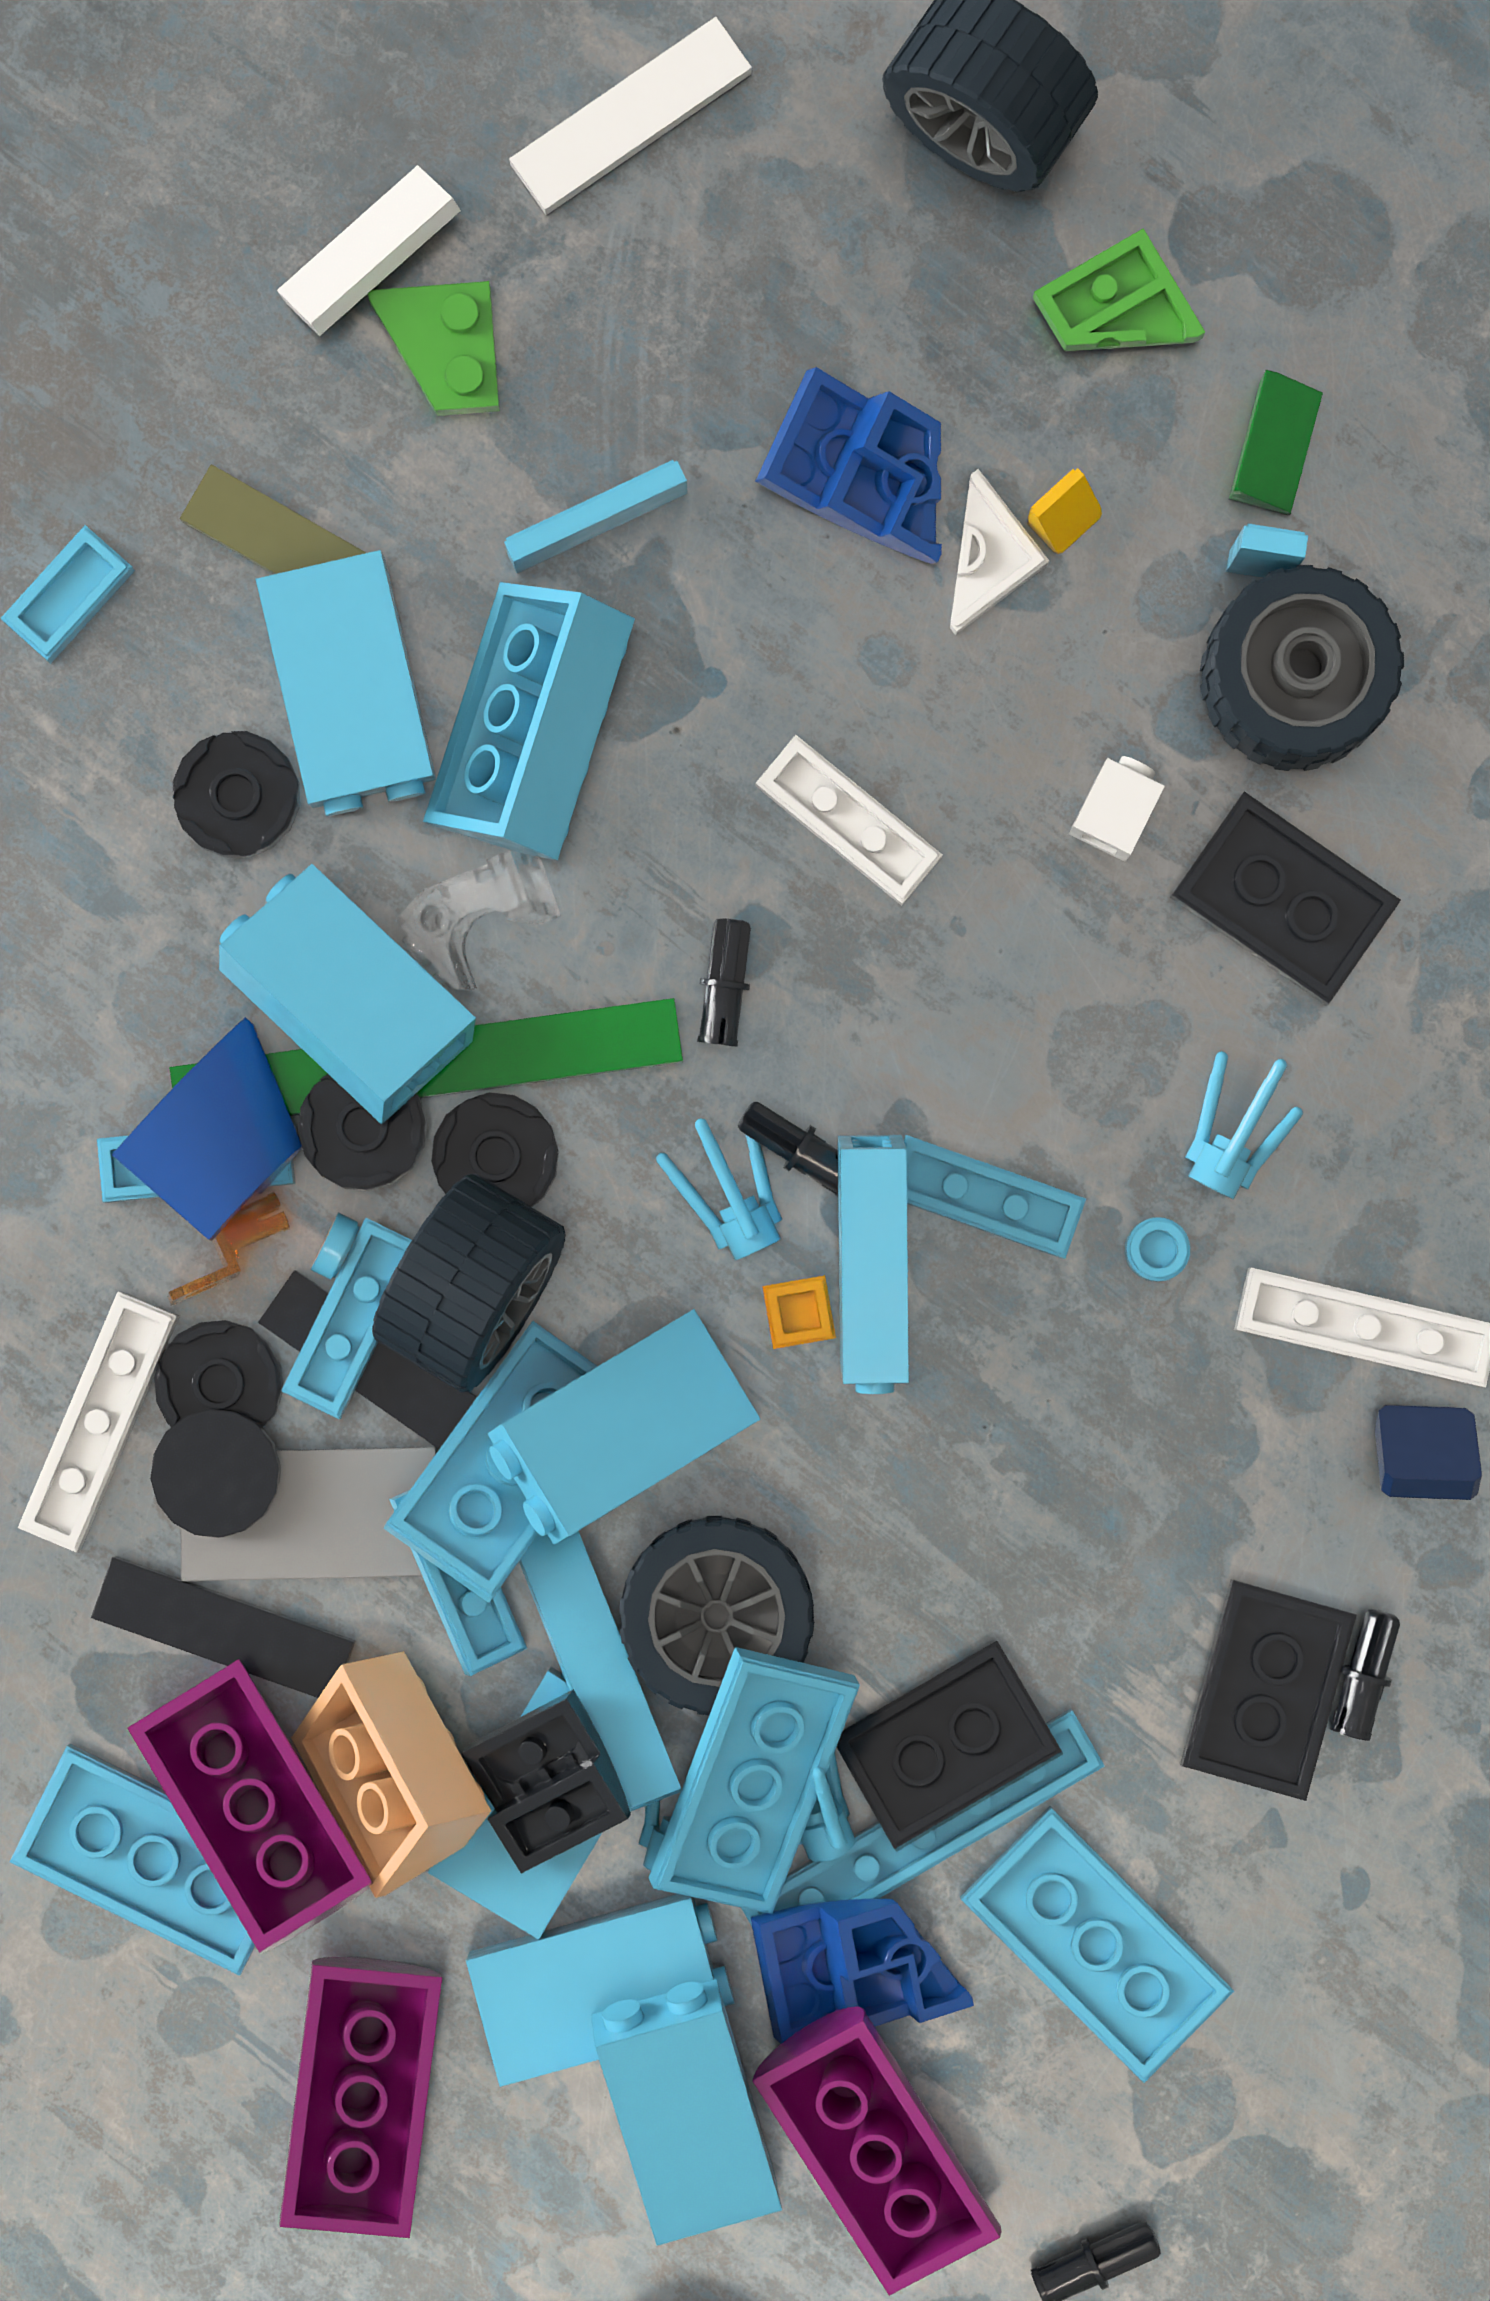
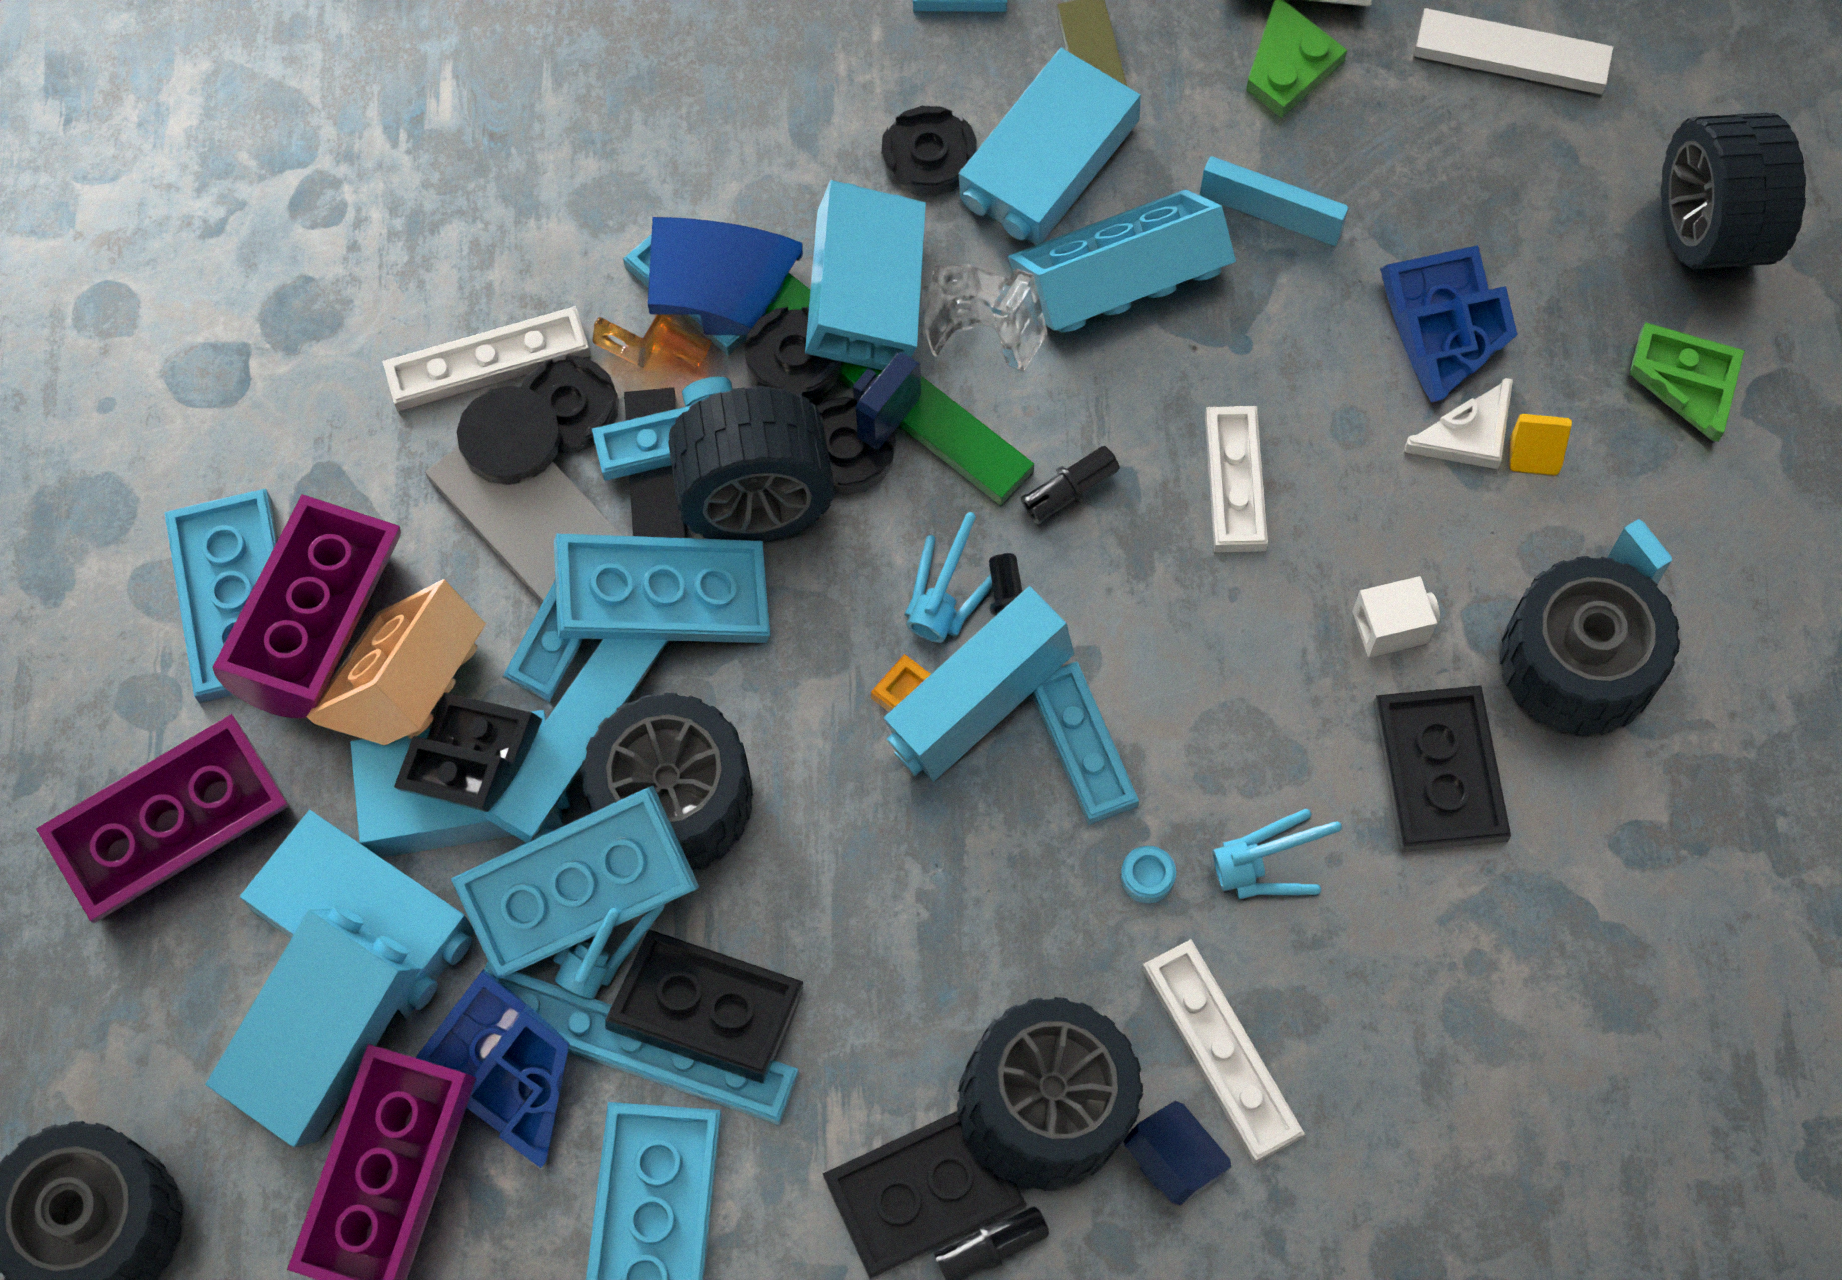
camera: 50 degrees right, 20 degrees down
(220, 1627) = (411, 505): black tile -> none
(498, 1092) = (886, 399): none -> piece
(621, 1427) = (738, 629): medium azure brick -> none
(1276, 443) = (1706, 528): green slope -> none
(1293, 1522) = (1049, 1093): none -> wheel

